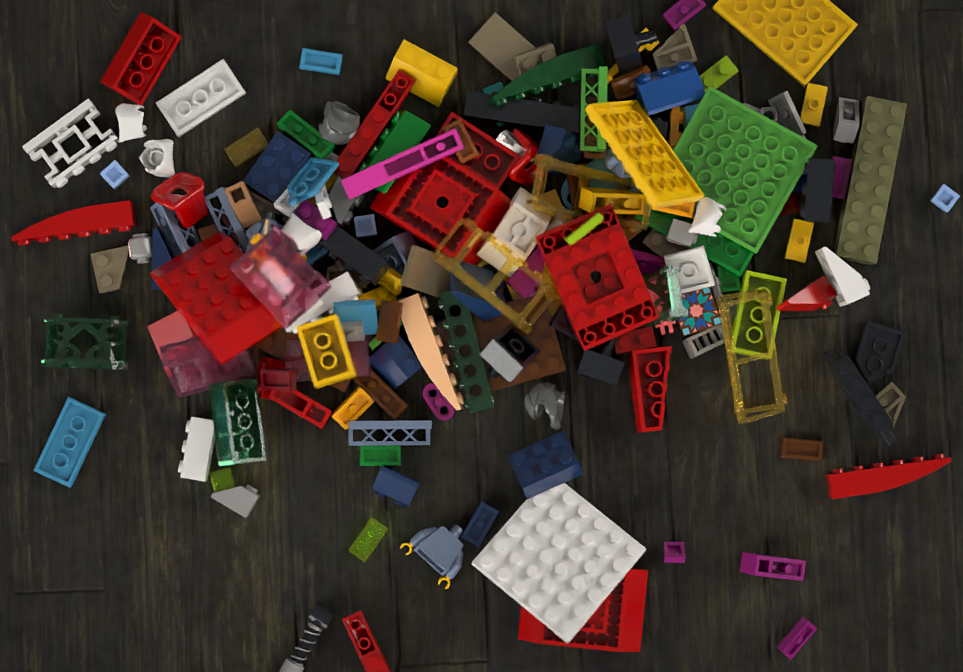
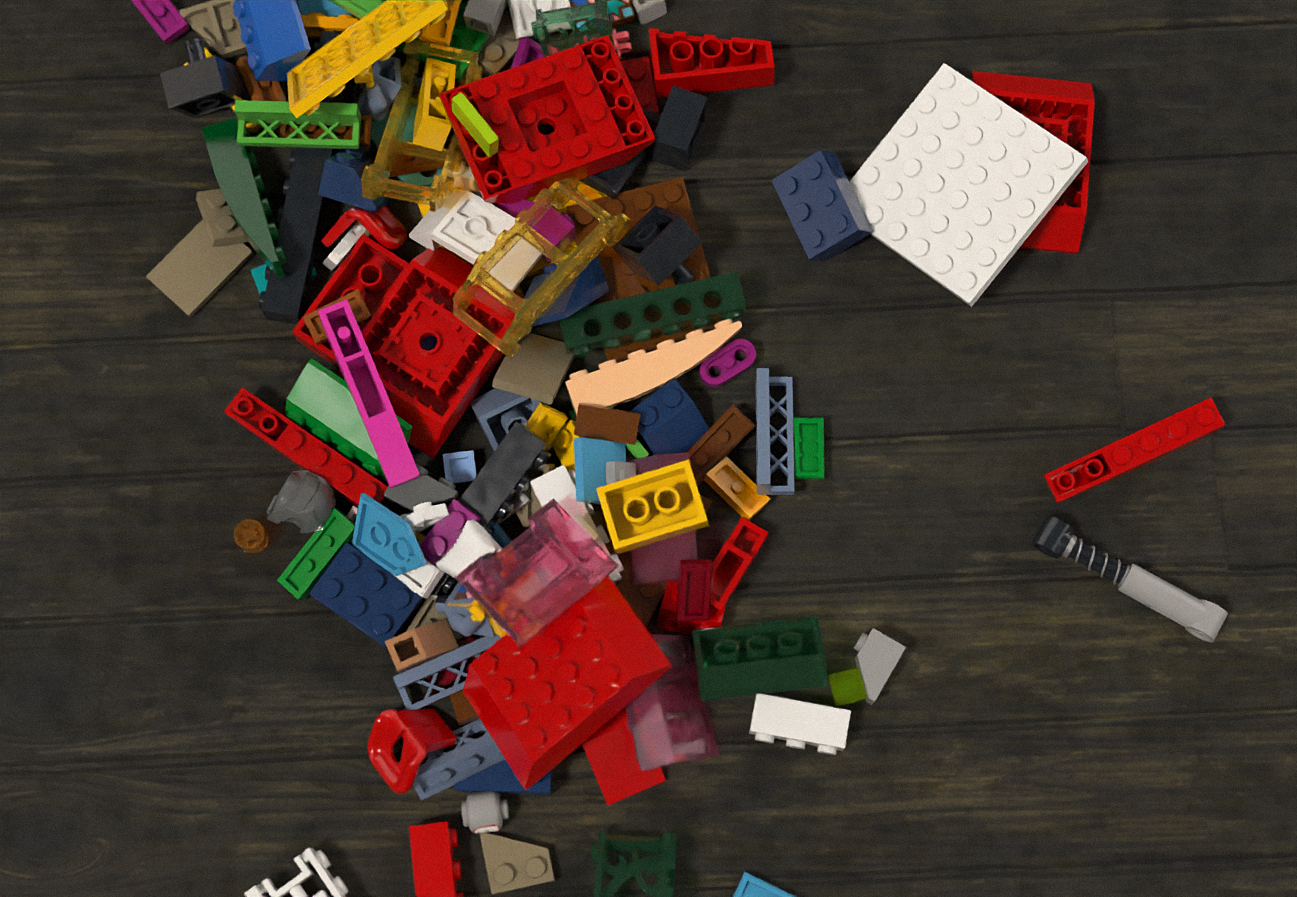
camera: 85 degrees left, 10 degrees down
(114, 174) = (367, 854): light blue plate -> none
(130, 122) = (285, 825): white hair -> none
(141, 59) = (185, 812): red slope -> none
(158, 157) = (343, 784): white hair -> none
(200, 98) = (252, 720): white tile -> none
(246, 147) = (332, 646): clear yellow plate -> none
(319, 87) = (246, 532): none -> clear orange wheel
(321, 61) = (205, 534): dark azure tile -> none
(368, 539) = (935, 467): clear neon green plate -> none
(395, 485) = (854, 423): dark blue slope -> none
(431, 73) = (229, 366): yellow slope -> none
(439, 549) = (948, 361): sand blue torso -> none
(480, 524) = (909, 304): dark blue plate -> none
(546, 396) = (721, 205): dark grey helmet -> none
(674, 552) = (946, 34): magenta plate -> none

